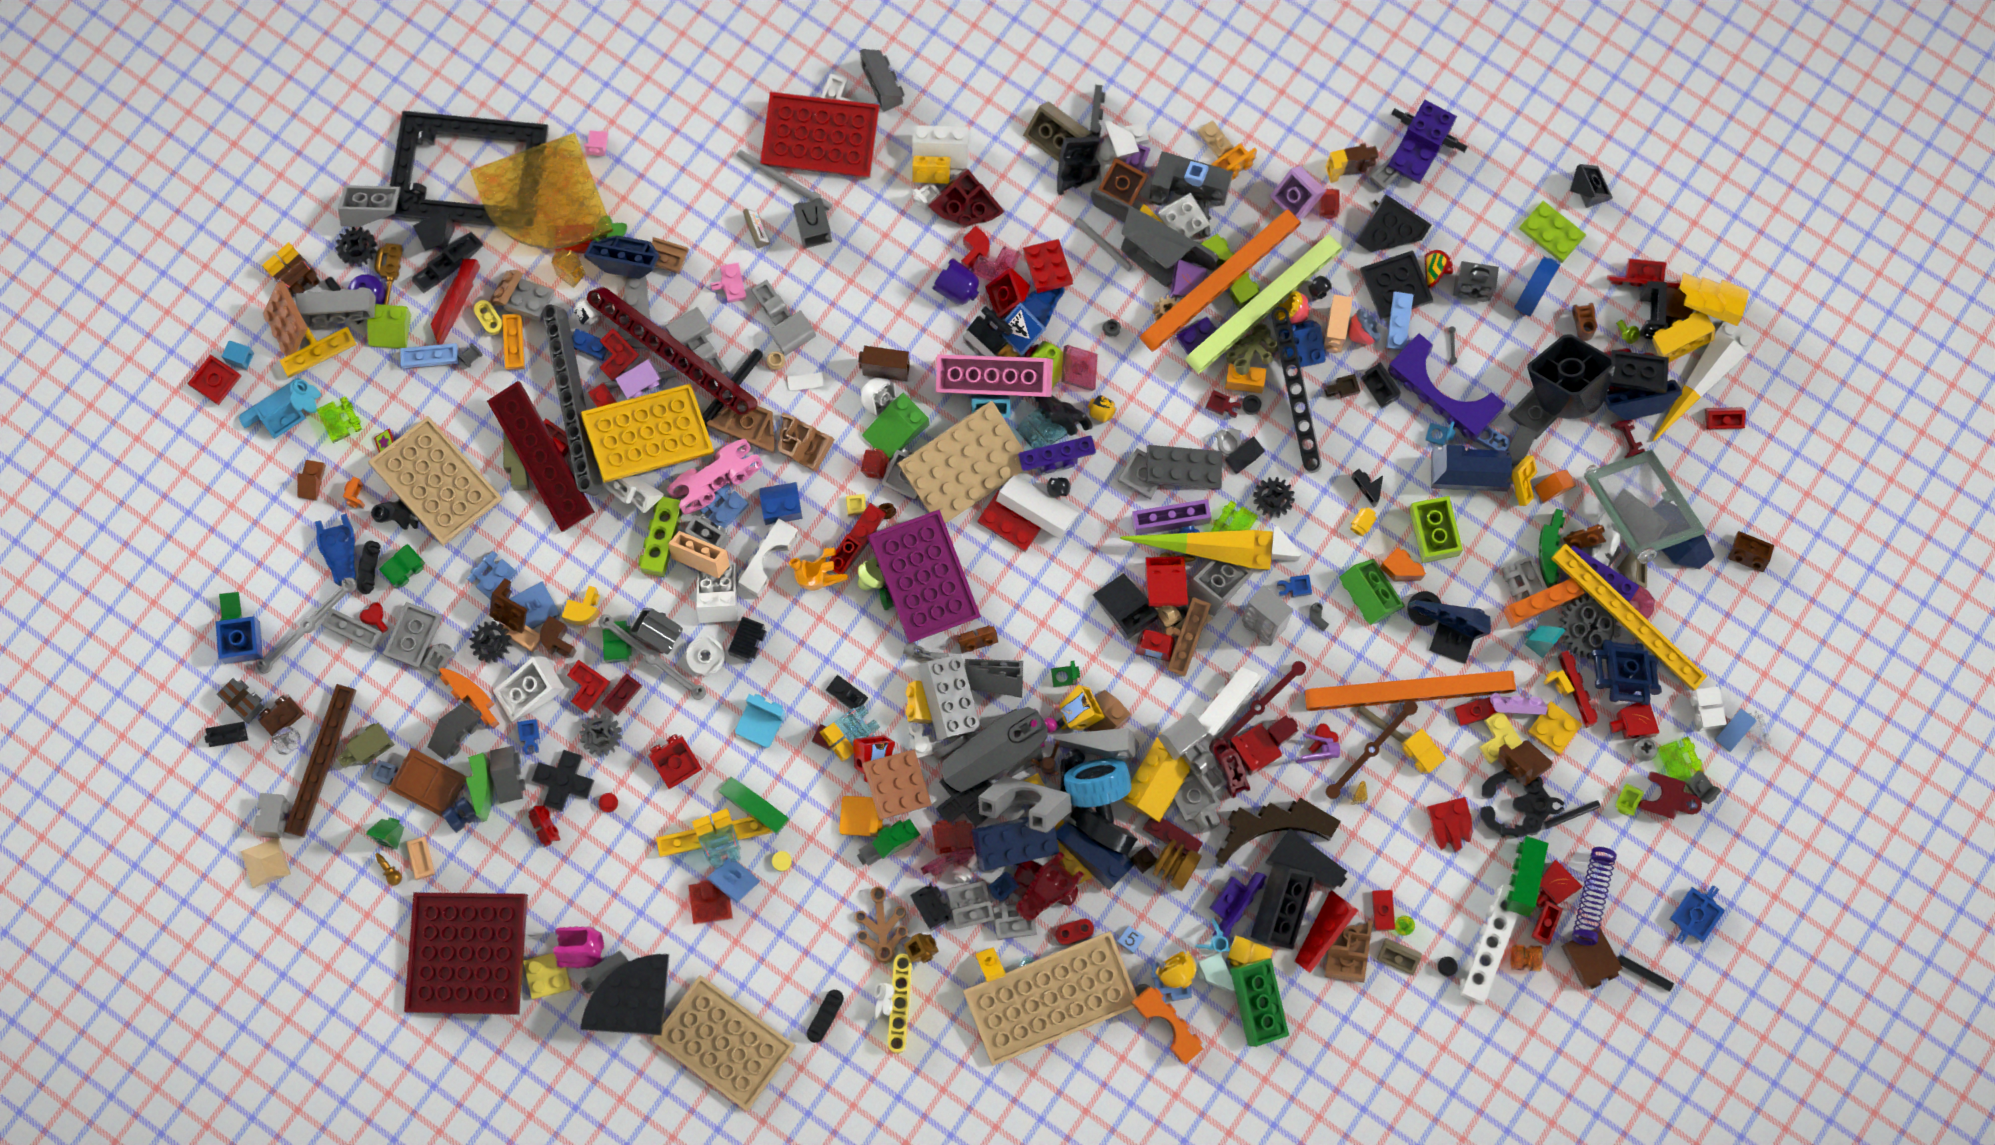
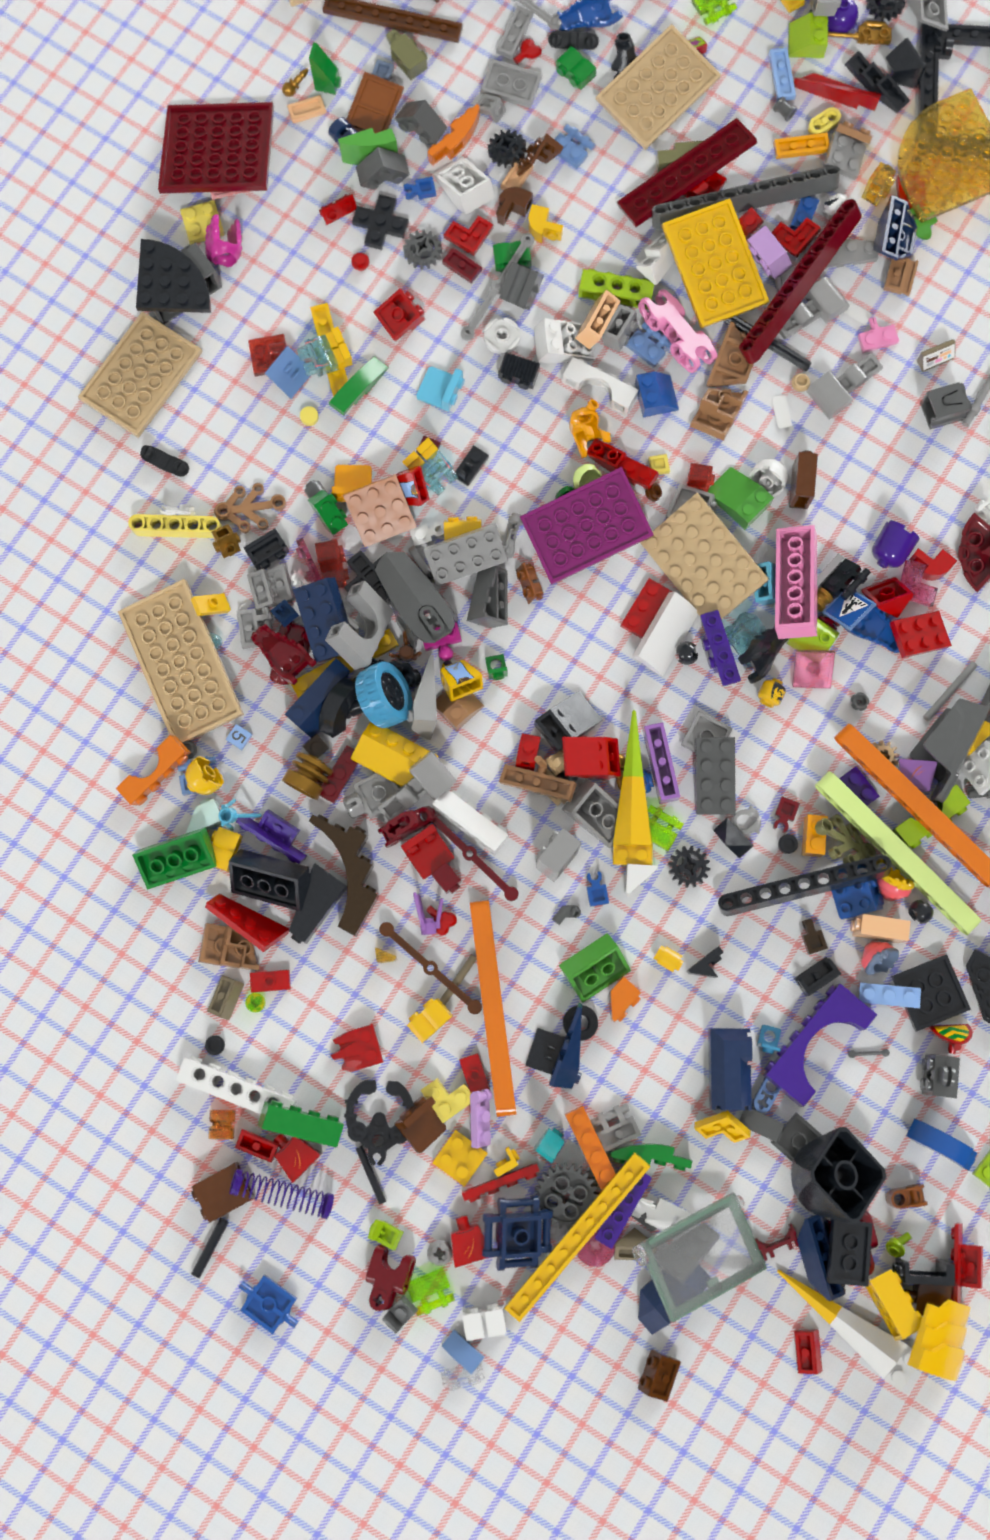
camera: 90 degrees right, 5 degrees up
(352, 491) = (643, 20): orange bracket -> none
(538, 604) = (545, 185): medium blue piece -> none
(1074, 931) = (246, 683): red plate -> none
(1435, 529) = (663, 1032): lime brick -> none
(1554, 485) = (720, 1162): orange slope -> none
(1584, 539) = (662, 1188): dark orange hinge -> none

